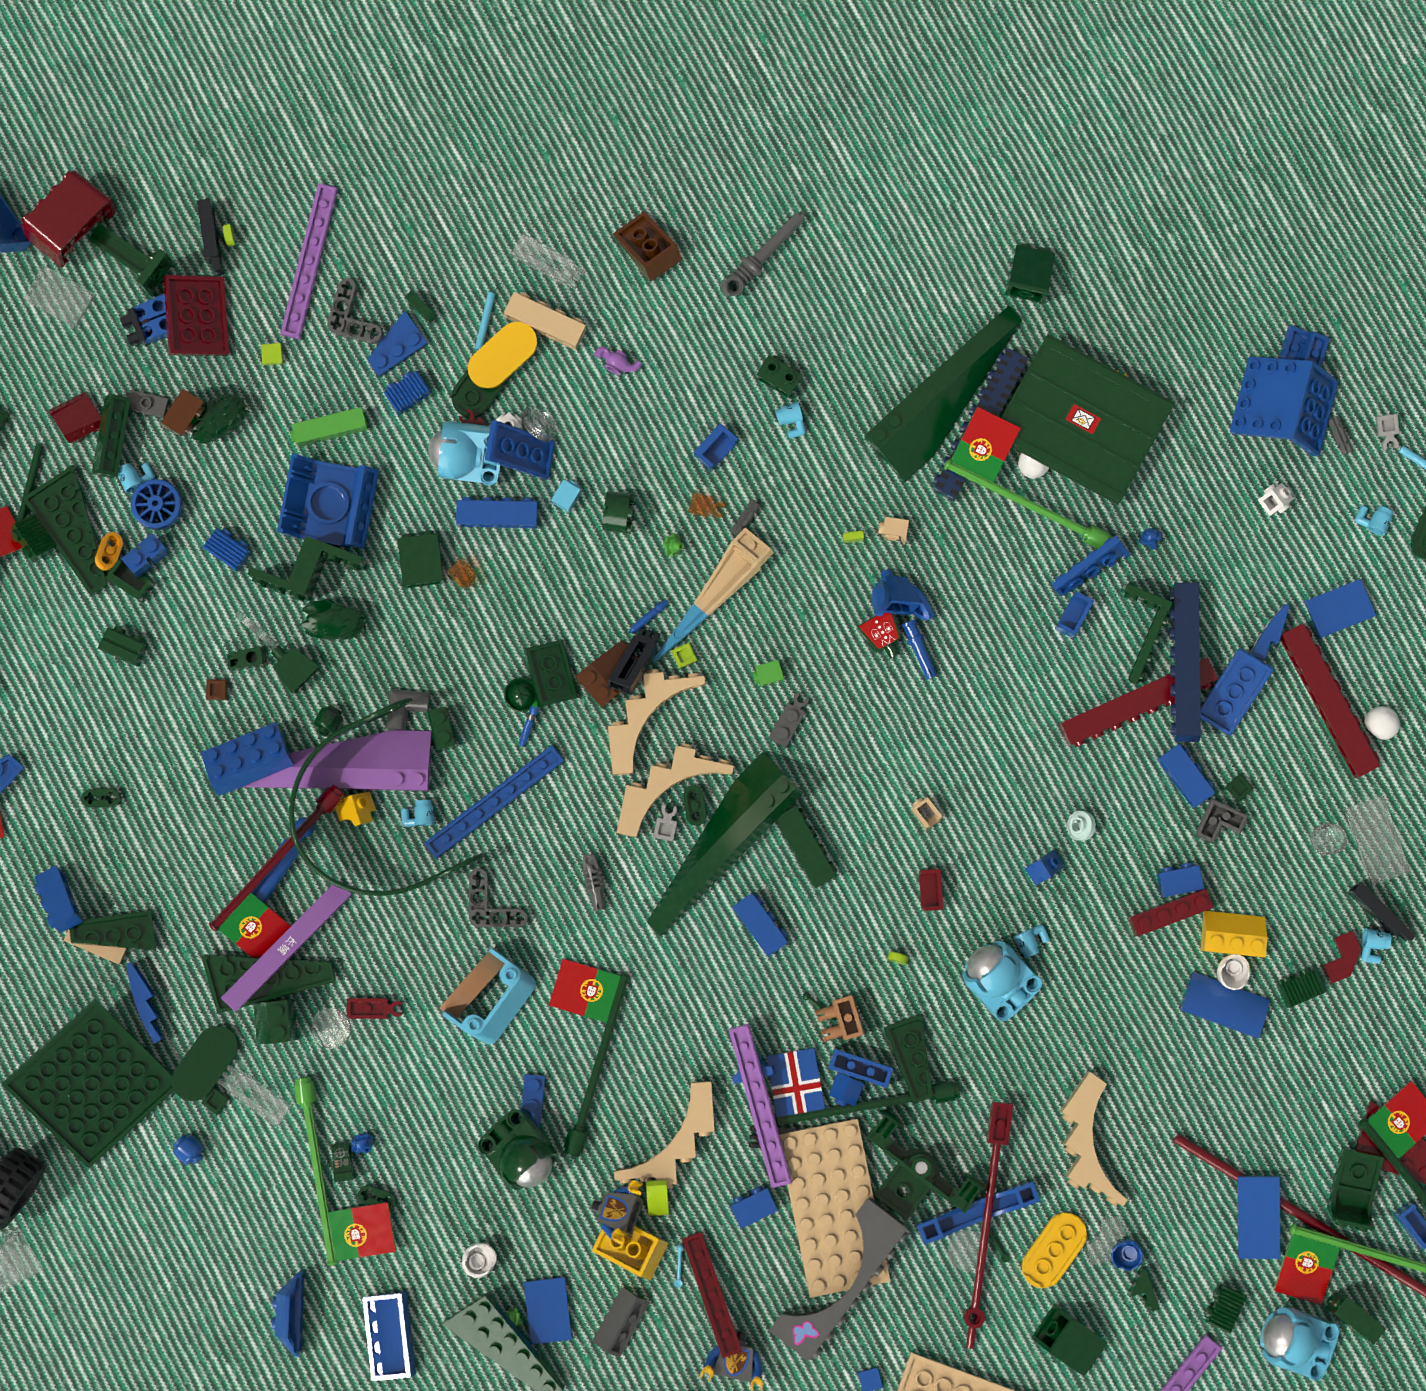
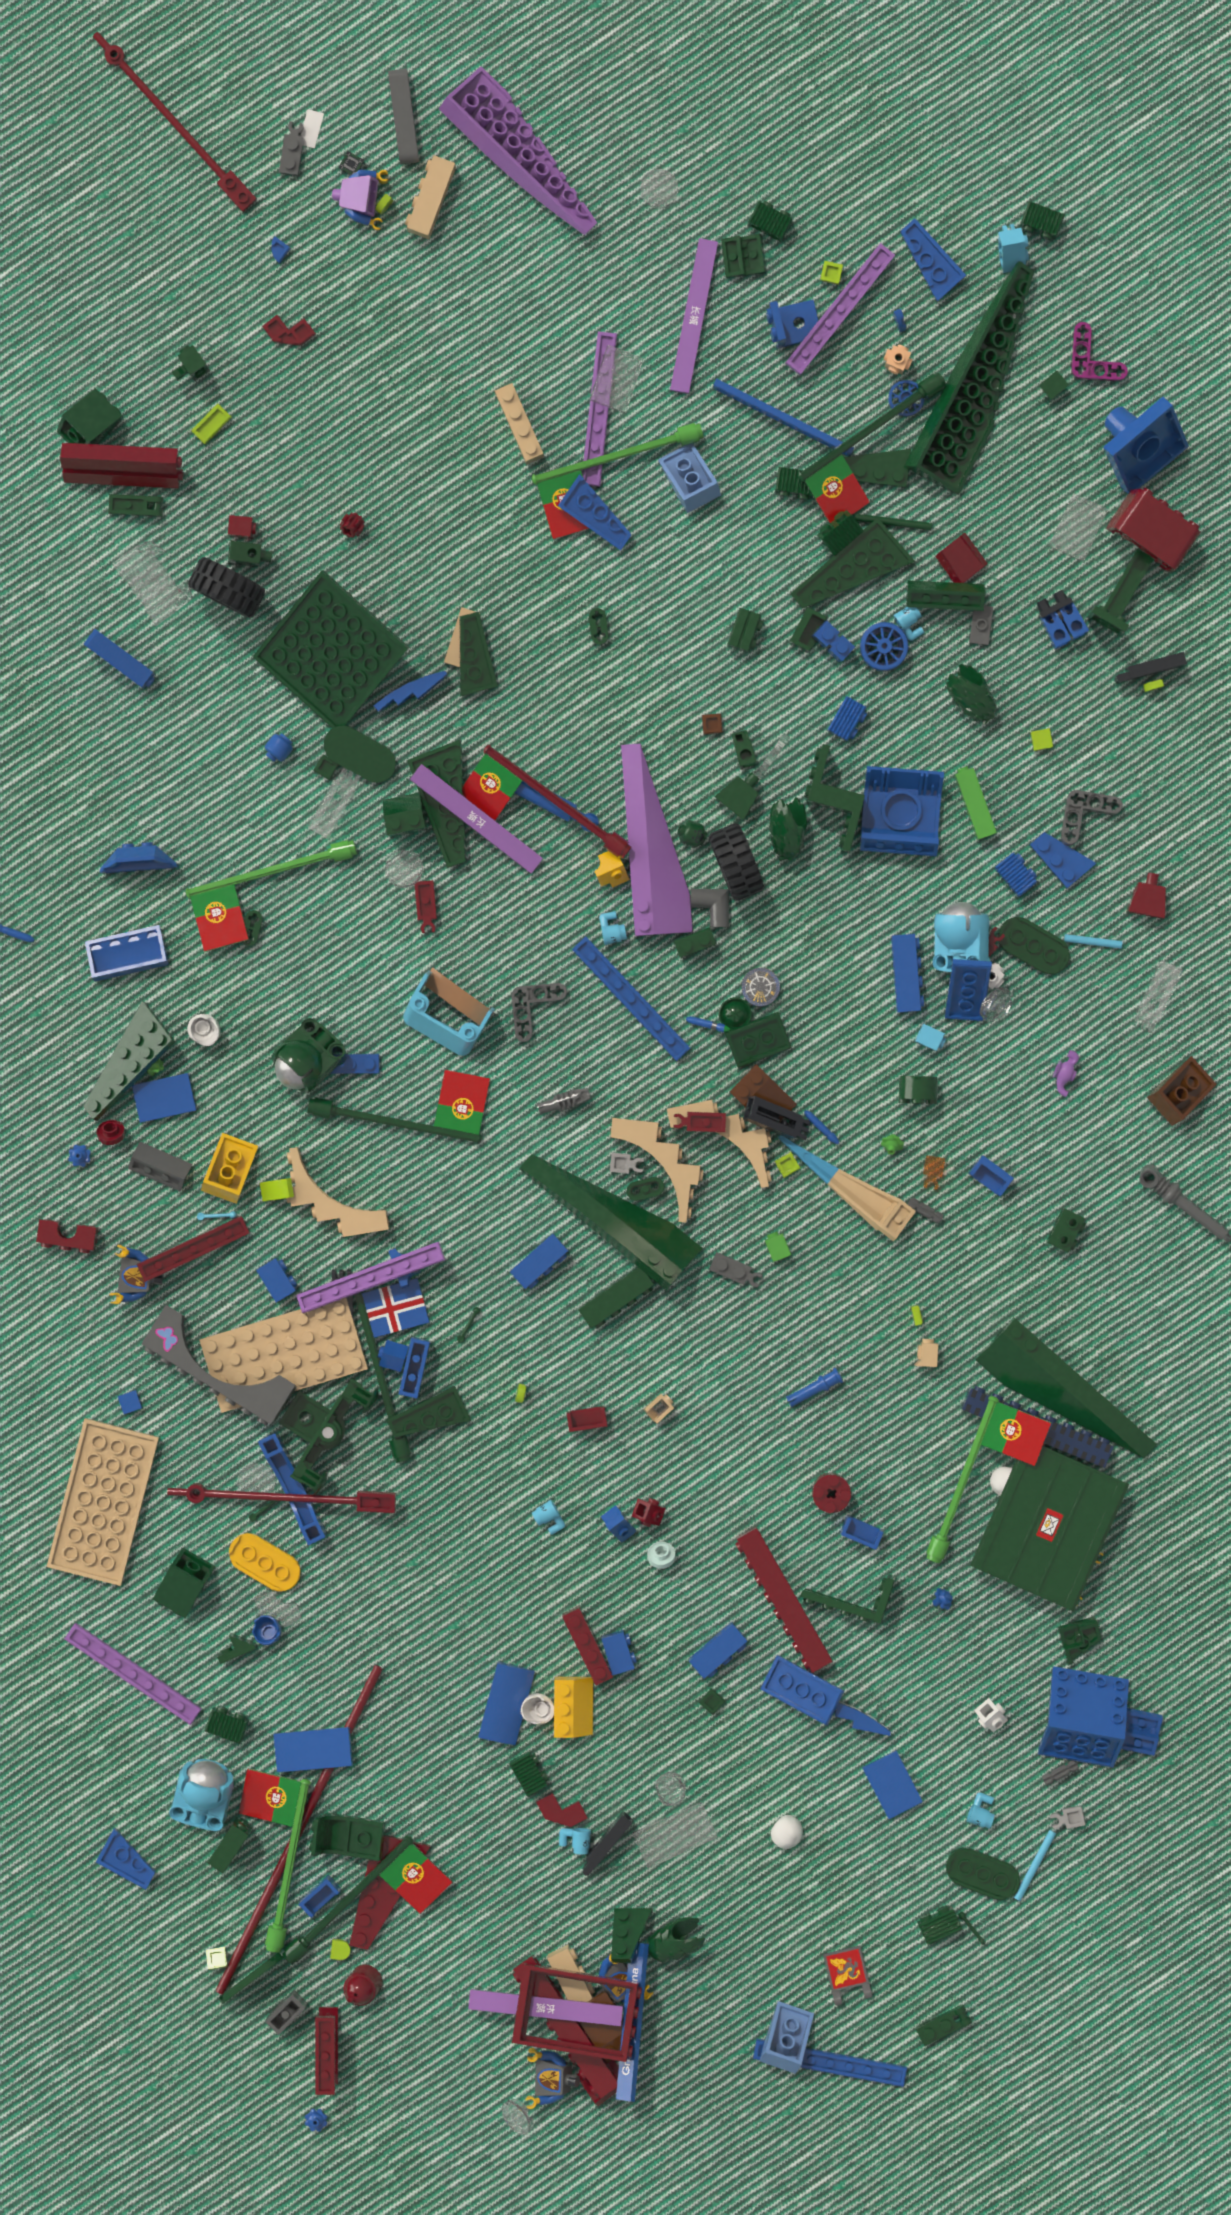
camera: 80 degrees right, 5 degrees up
(57, 899) = (498, 598): blue brick -> none
(73, 1313) = (120, 659): none -> blue slope
(108, 552) = (833, 604): light orange plate -> none
(181, 413) = (972, 663): reddish brown slope -> none
(196, 315) = (1071, 663): dark red plate -> none
(247, 759) = (648, 761): blue brick -> none
(309, 261) = (1136, 765): medium lavender tile -> none
(342, 1162) = (281, 892): dark green leg -> none
(360, 675) = (736, 862): none -> black tyre
(362, 1143) = (300, 909): blue plant -> none
(367, 719) = (561, 965): dark green piece -> none
(416, 303) = (1100, 878): dark green beam -> none
(421, 559) = (855, 905): dark green brick -> none
(446, 260) = (1148, 898): none -> dark red torso
(462, 574) = (845, 945): clear orange plate -> none
(495, 665) = (760, 986): none -> clear piece
(502, 355) = (1060, 962): yellow tile -> none
(545, 320) = (1098, 999): tan brick -> none
(578, 1372) = (110, 1132): none -> dark red plate
(619, 1211) = (261, 1155): torso -> none
(629, 737) = (703, 1121): none -> dark red plate
(791, 414) = (1029, 1243): medium azure piece -> none
(848, 1016) = (457, 1353): medium nougat brick -> none
(881, 634) = (826, 1350): red torso -> none
(898, 596) = (862, 1364): blue torso -> none
(1000, 979) = (509, 1491): medium azure piece -> none
(1028, 653) = (828, 1503): none -> dark red brick
(1030, 273) = (1190, 1462): dark green slope -> none
(1034, 834) = (648, 1512): none -> dark red brick
(1086, 1168) = (341, 1585): tan arch -> none
(1090, 566) = (909, 1544): blue wing -> none
(1186, 662) = (825, 1641): dark blue brick -> none
(1201, 403) = (1078, 1637): none -> dark green slope
(1215, 817) = (683, 1683): dark grey brick -> none
(1329, 701) = (802, 1780): dark red brick -> none

